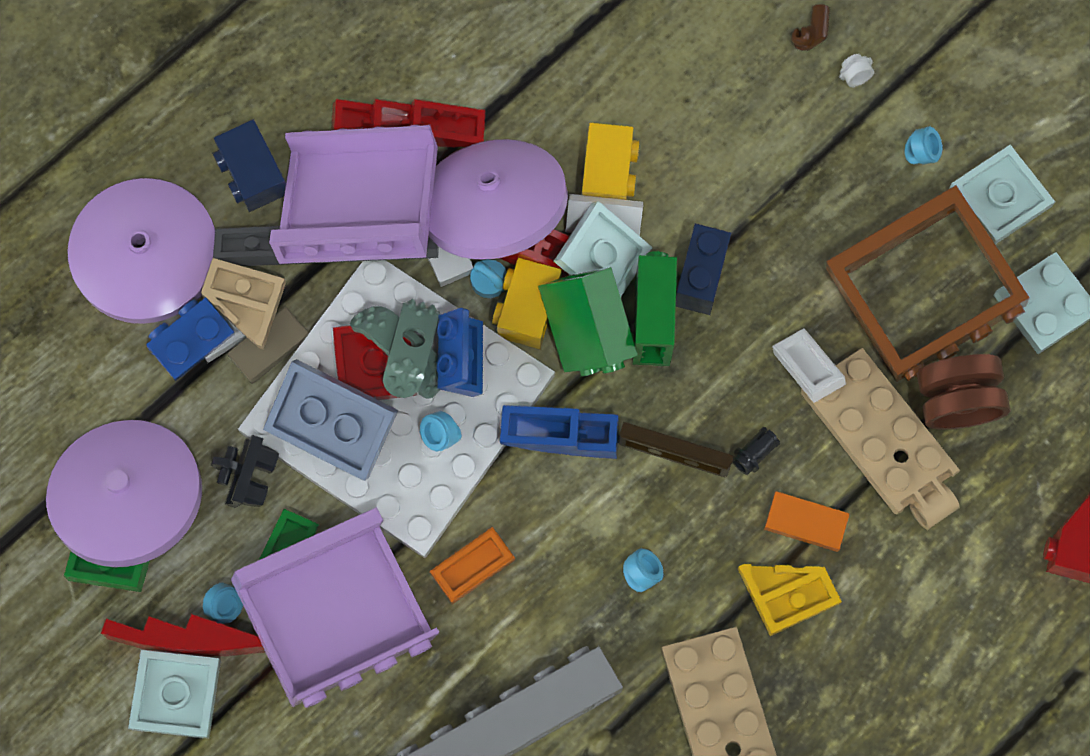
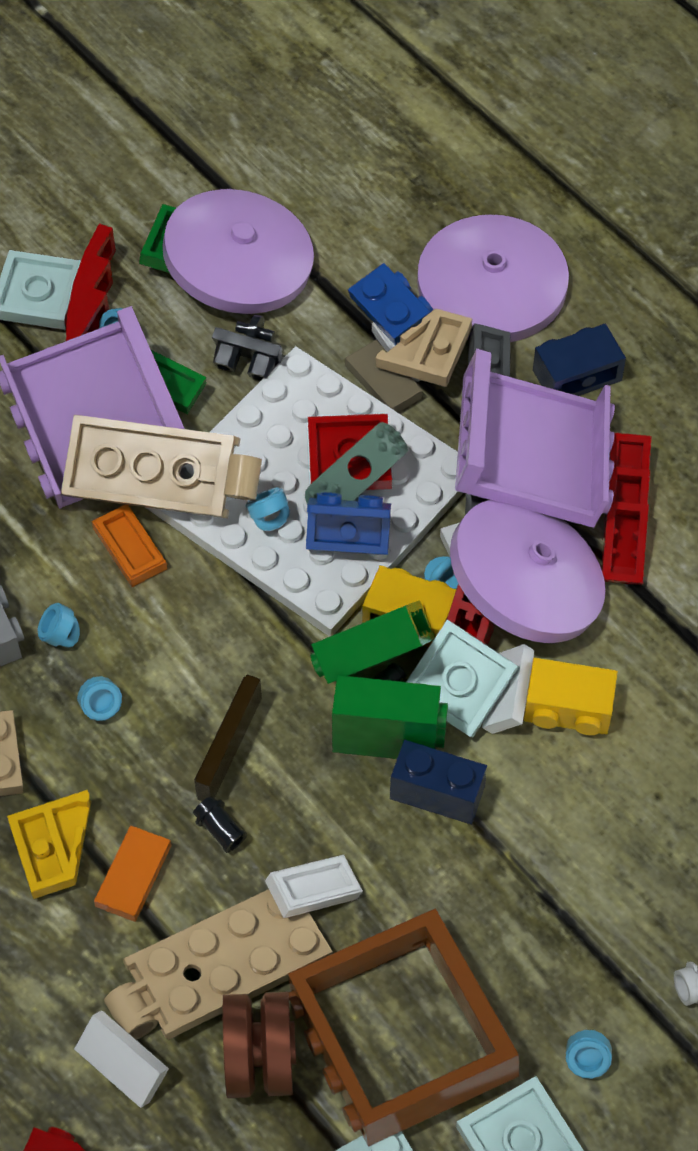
camera: 95 degrees right, 15 degrees down
(330, 420) = (287, 404): sand blue plate -> none
(403, 548) = (143, 466): none -> tan hinge
(407, 363) = (336, 461): sand green piece -> none
(560, 431) = (260, 625): blue slope -> none
(570, 618) = (56, 625): none -> medium azure tile
(977, 508) = (121, 1058): none -> white tile

